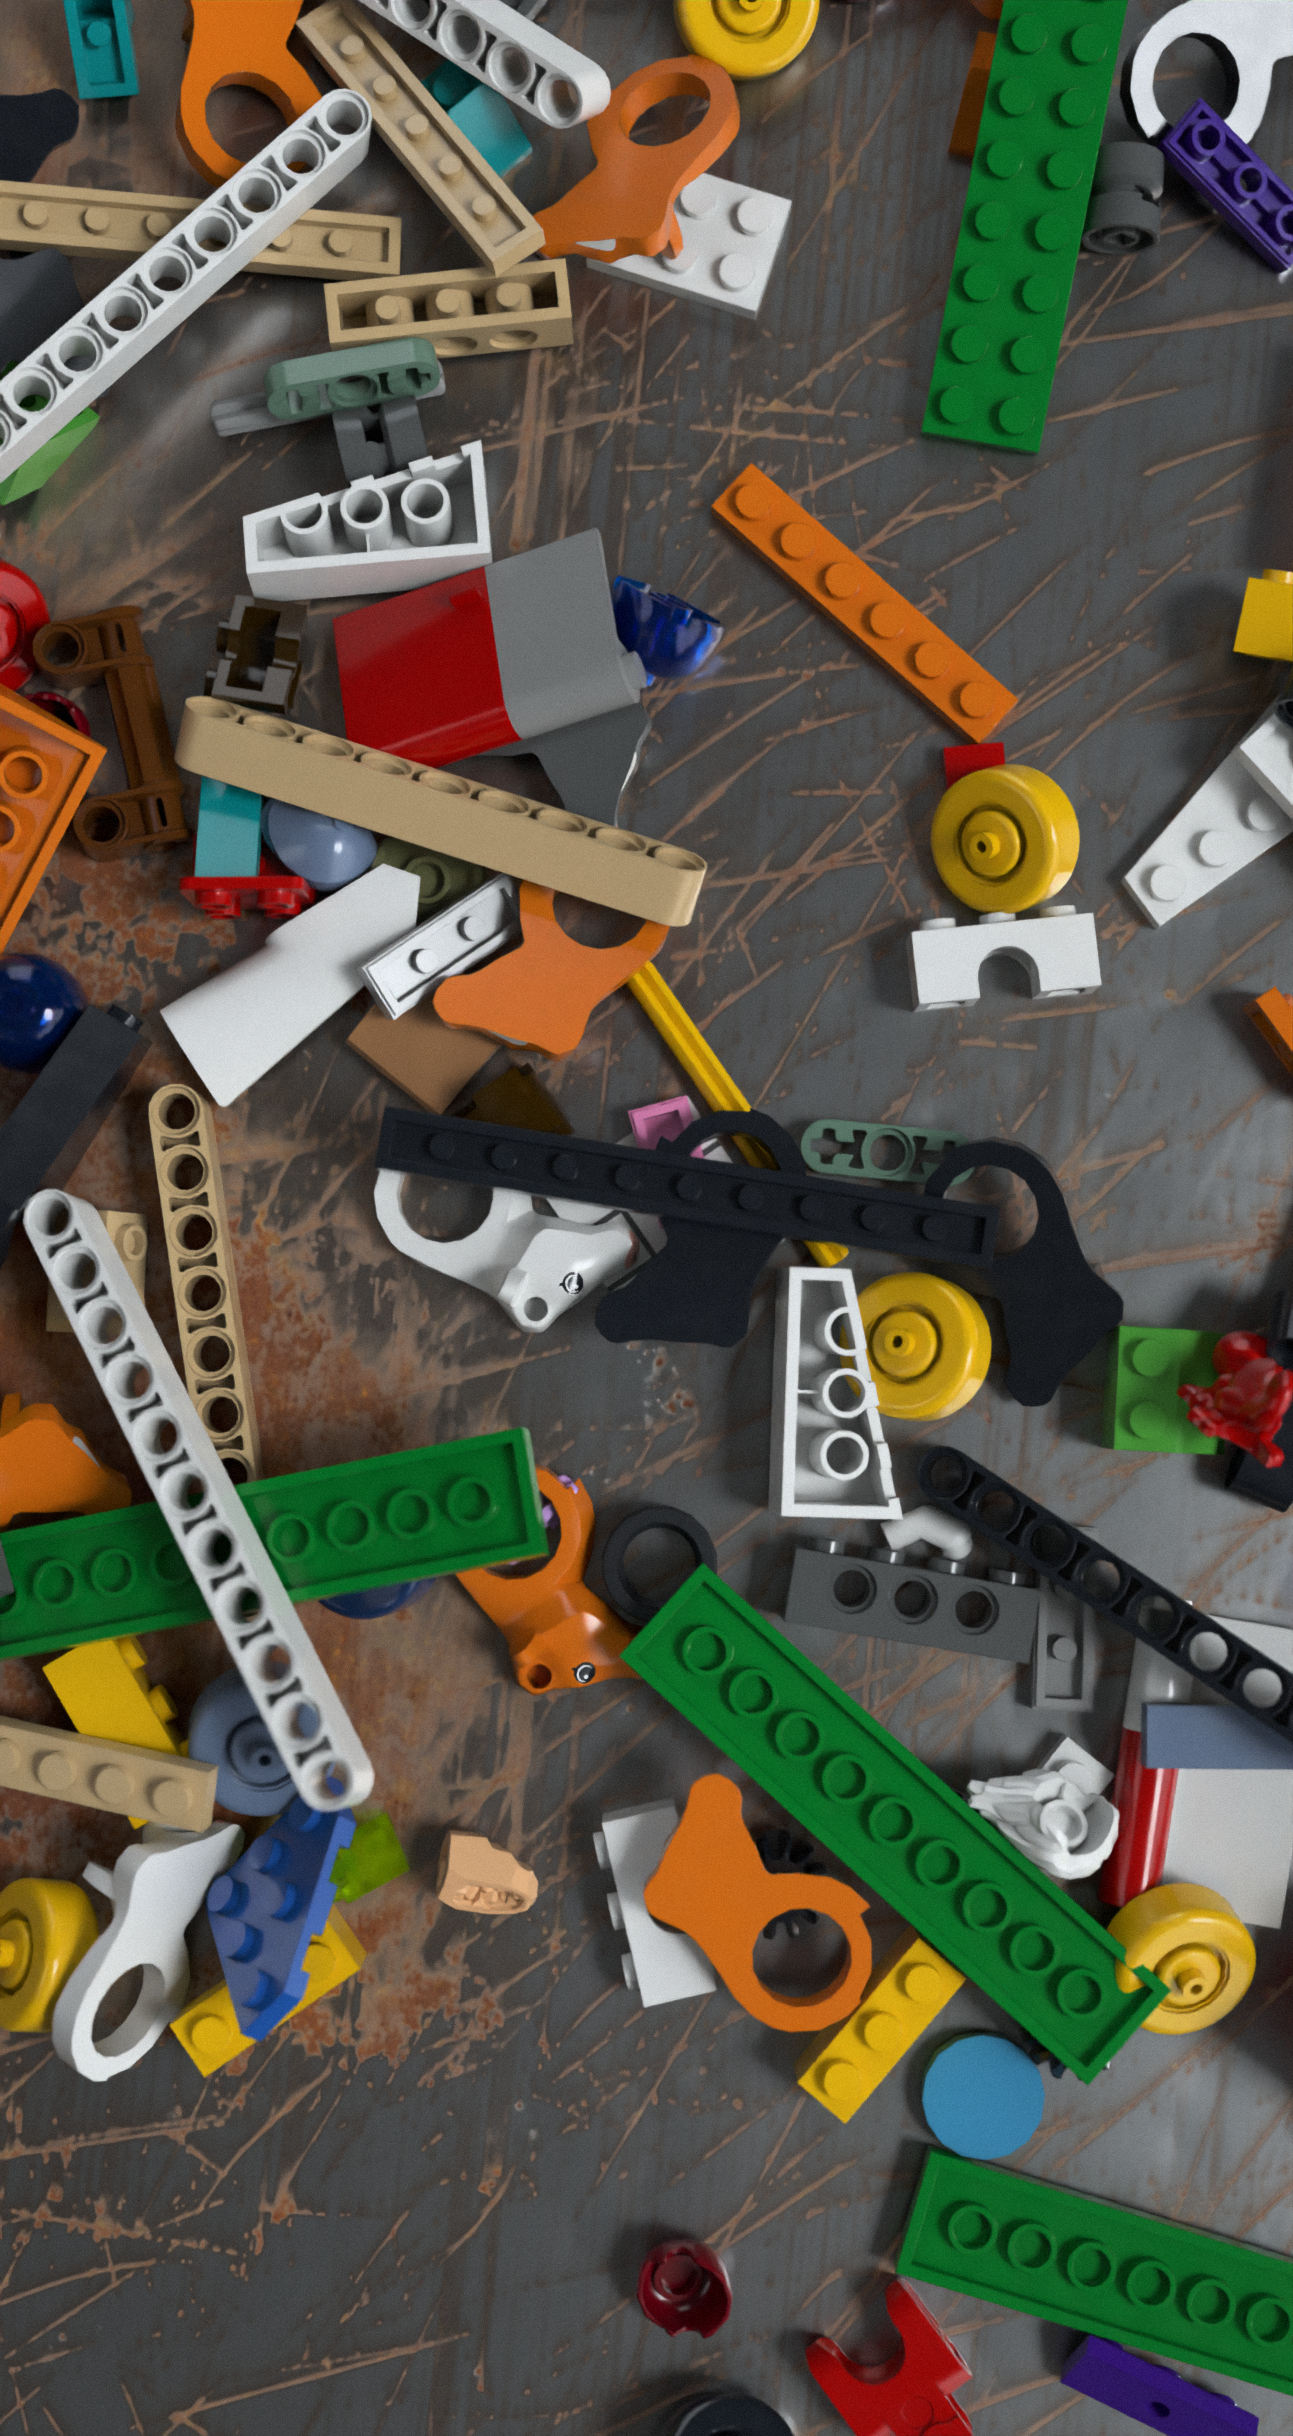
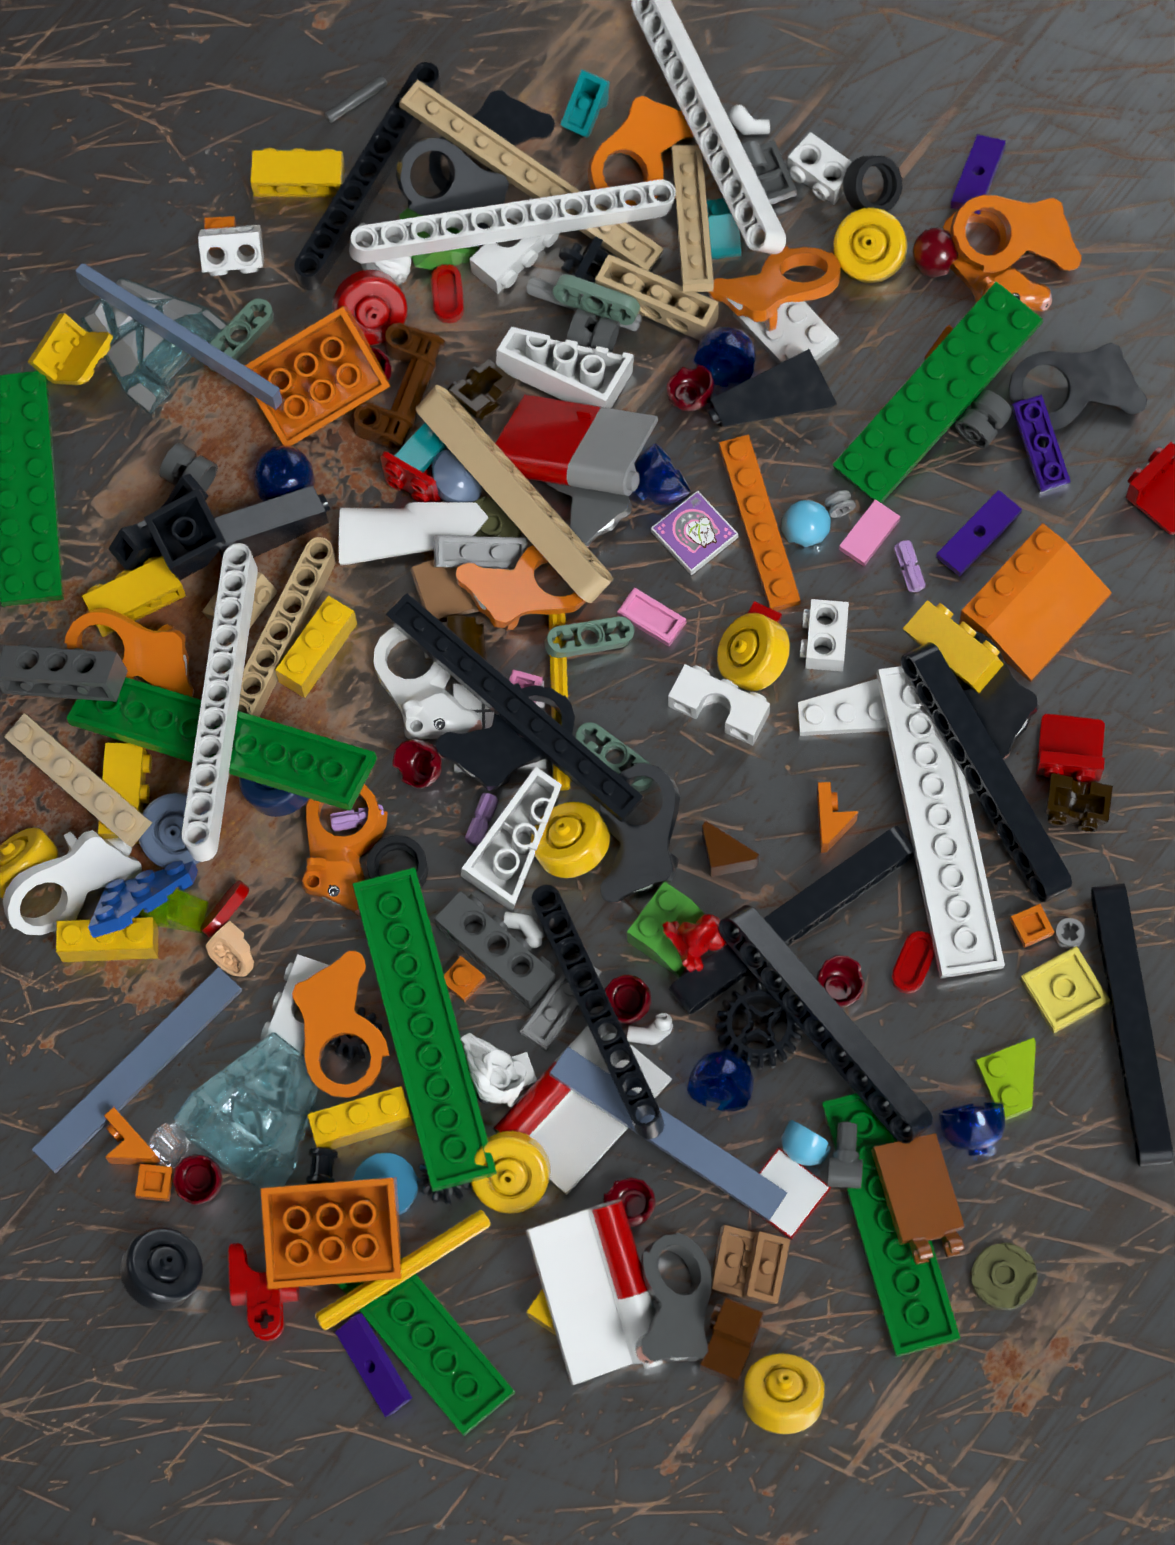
camera: 40 degrees right, 15 degrees down
(86, 518) = (447, 293): none -> red tile
(142, 415) = (500, 265): none -> white arch
(279, 1275) = (316, 646): none -> yellow brick
(286, 305) = (592, 255): none -> black hips
(426, 1813) = (225, 908): none -> red tile
(459, 2164) = (137, 1069): none -> sand blue tile
(548, 2296) = (133, 1148): none -> orange slope
(581, 1370) = (417, 763): none -> dark red hair
(596, 2259) = (168, 1144): none -> clear tile
(606, 439) = (690, 388): none -> dark red hair
(614, 2332) = (154, 1182): none -> orange plate
(631, 346) = (727, 355): none -> clear blue cylinder
(710, 2136) = (253, 1113): none -> clear light blue wedge
(734, 938) = (565, 633): none -> sand green beam
(743, 1408) = (483, 814): none -> lavender piece
(757, 360) = (776, 393): none -> black slope
(769, 688) = (694, 532): none -> tile
(792, 877) = (652, 617): none -> bright pink tile
(868, 2139) = (321, 1165): none -> black bush
(884, 1678) = (463, 979): none -> orange plate
(940, 560) = (806, 523): none -> medium azure hair
(965, 2251) = (331, 1232): none -> orange slope
(978, 493) = (840, 504): none -> light grey bush
(1053, 513) = (869, 533): none -> bright pink tile
(1112, 2229) = (409, 1266): none -> yellow axle
(1115, 730) = (829, 635): none -> white brick
(1167, 540) = (912, 572): none -> lavender piece
(1170, 1209) = (725, 853): none -> reddish brown slope
(1177, 1550) = (629, 998): none -> dark red hair
(1242, 375) = (988, 520): none -> dark purple tile
(1243, 1577) = (653, 1033): none -> white arm

